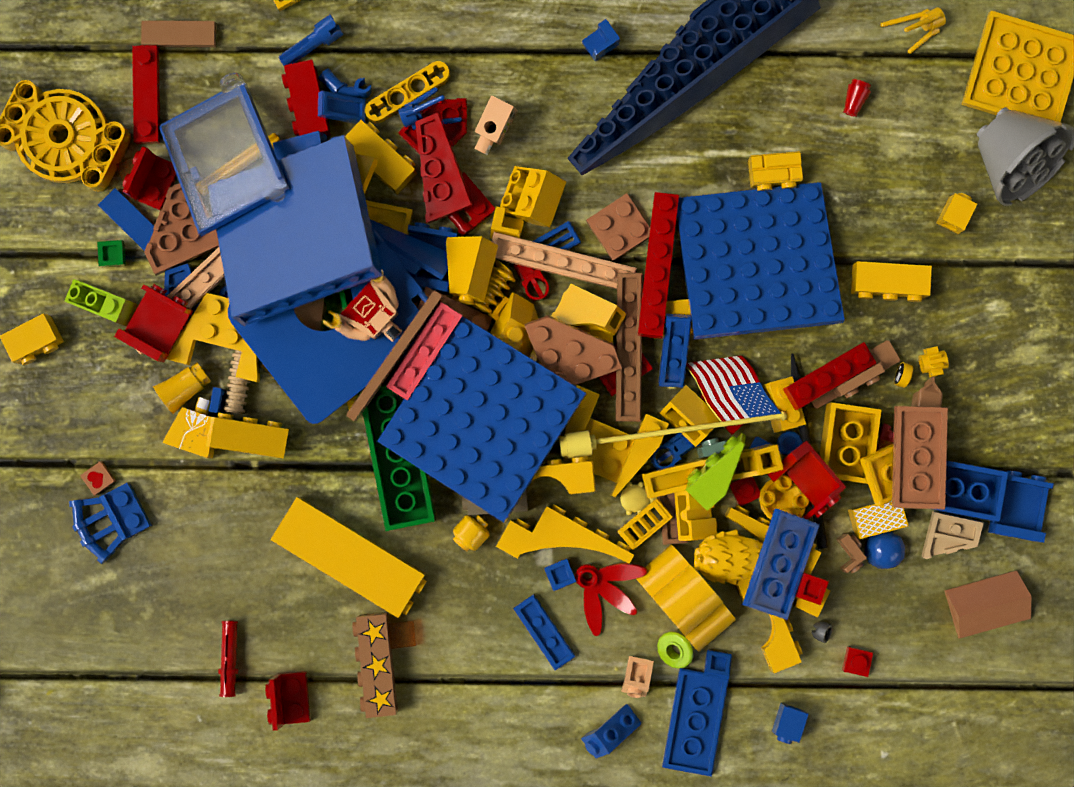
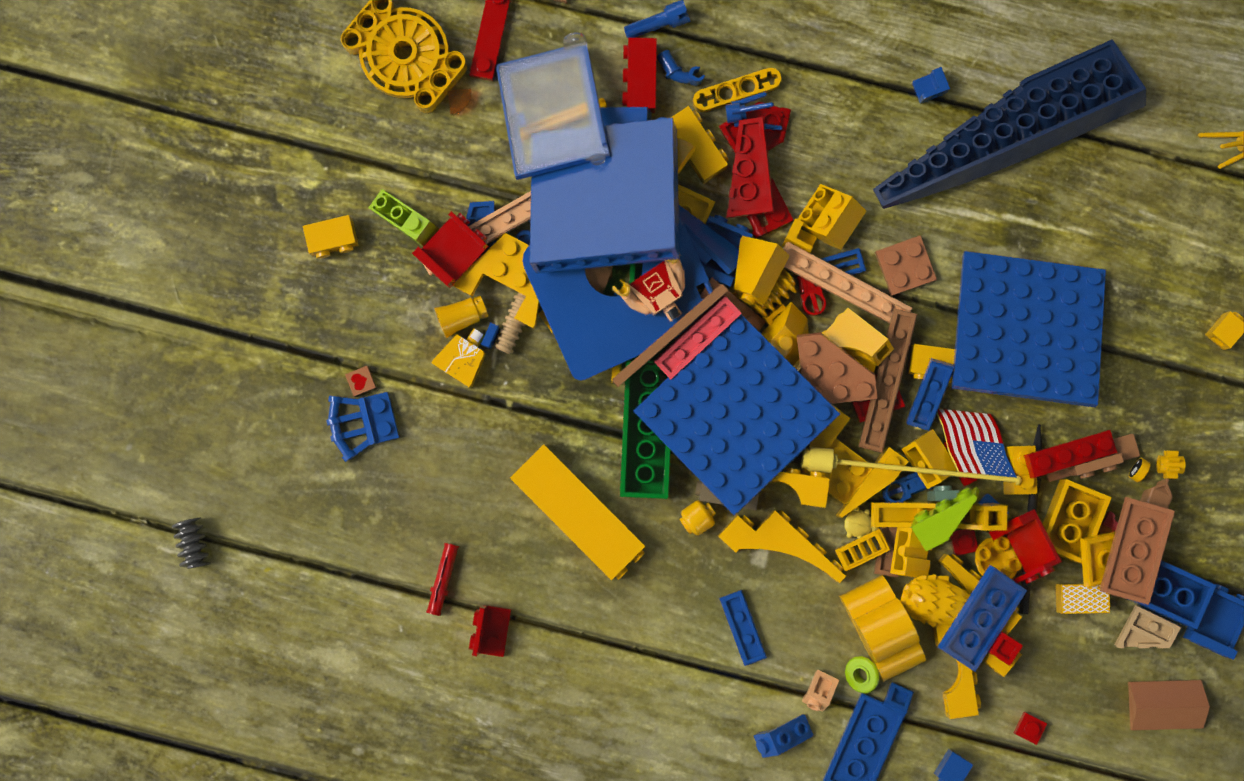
camera: 15 degrees right, 0 degrees up
(111, 253) = (423, 174): green plate -> none
(127, 217) = (450, 149): blue tile -> none
(149, 179) = (477, 114): red bracket -> none
(176, 236) = (490, 171): nougat plate -> none
(247, 436) = (511, 376): yellow brick -> none
(341, 107) = (672, 89): blue tile -> none
(376, 665) = (579, 619): medium nougat brick -> none
(402, 634) = (609, 597): clear orange tile -> none
(496, 113) = (820, 132): light nougat torso -> none
(560, 574) = (771, 577): blue plate -> none
(599, 585) = (805, 596): red plant -> none
(658, 265) = (934, 310): red plate -> none
(775, 170) = (1065, 248): yellow brick -> none
(788, 442) = (1016, 506): blue tile -> none
(822, 632) = (1005, 691): dark grey hinge -> none
(852, 547) = (1051, 620): medium nougat bracket -> none
(856, 96) = (1159, 197): red cone -> none
(885, 550) = (1081, 630): blue hair -> none
(891, 281) = (1149, 379): yellow brick -> none

